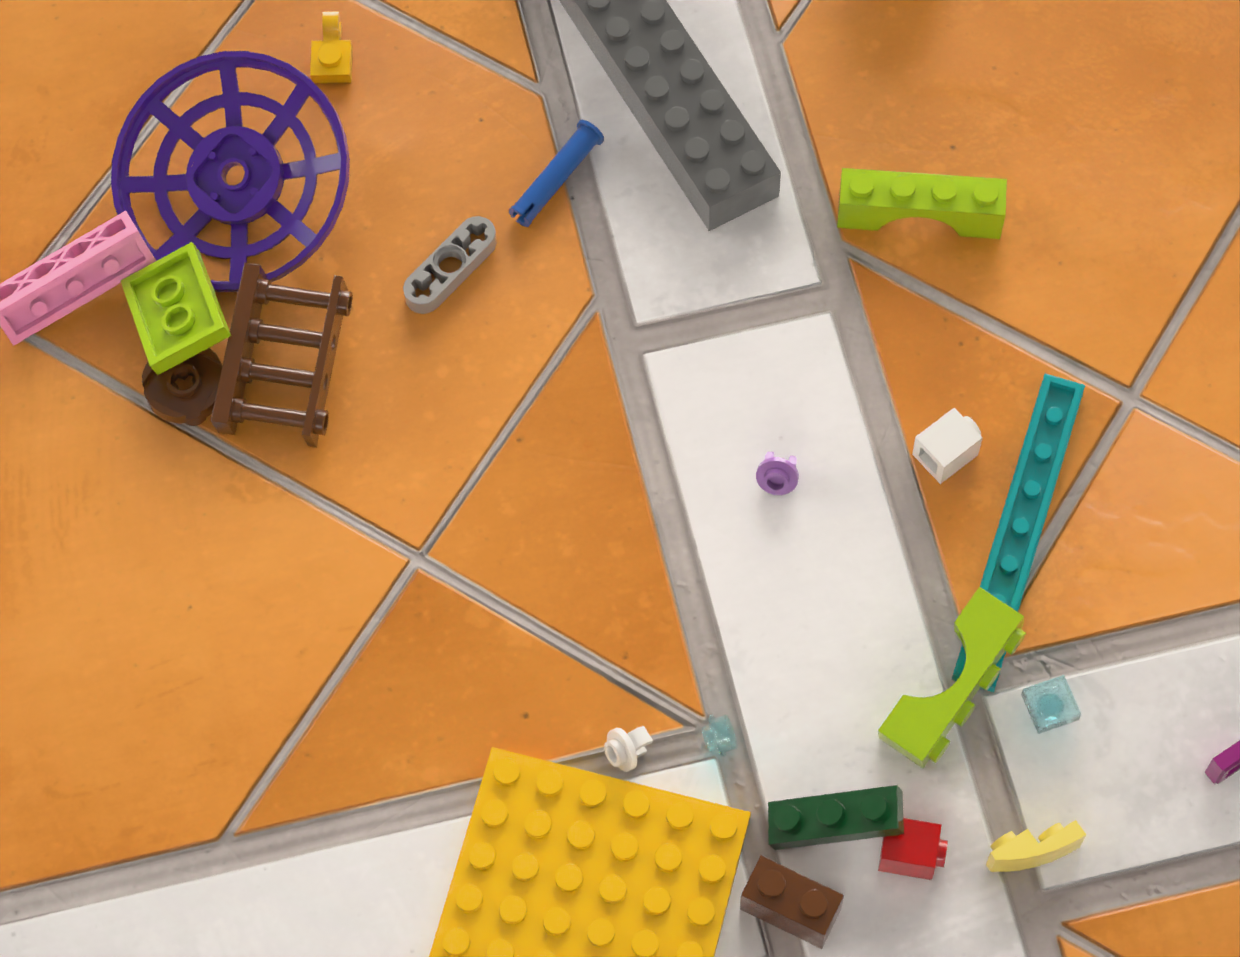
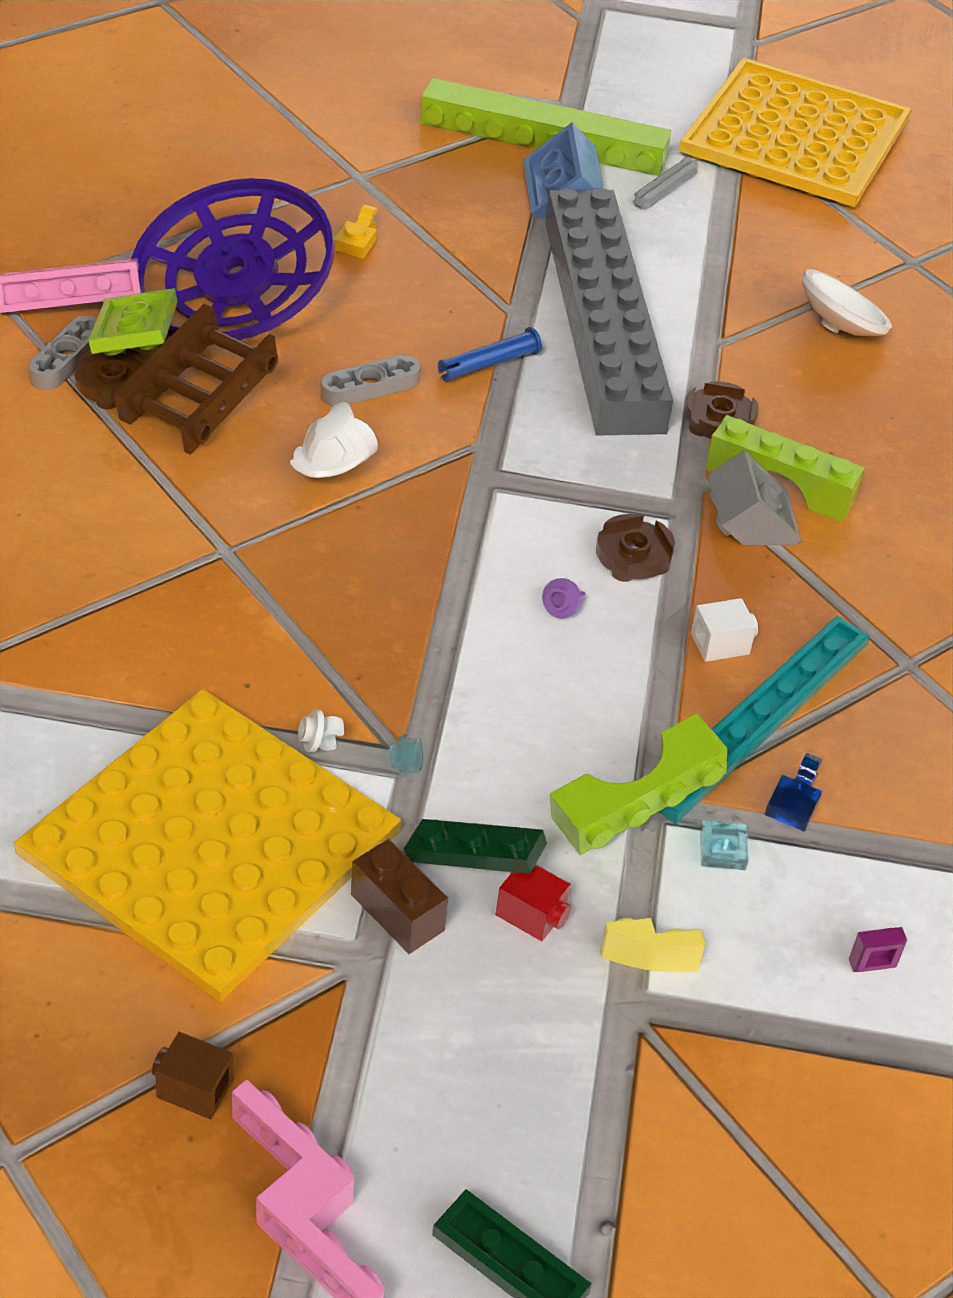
camera: 15 degrees right, 20 degrees down
(125, 385) = (50, 367): none -> light grey beam
(466, 387) = (334, 444): none -> white helmet
(811, 395) = (625, 562): none -> reddish brown plate
(817, 165) = (703, 405): none -> reddish brown plate
(909, 266) = (752, 503): none -> light grey slope
(1091, 616) = (796, 798): none -> clear blue plate

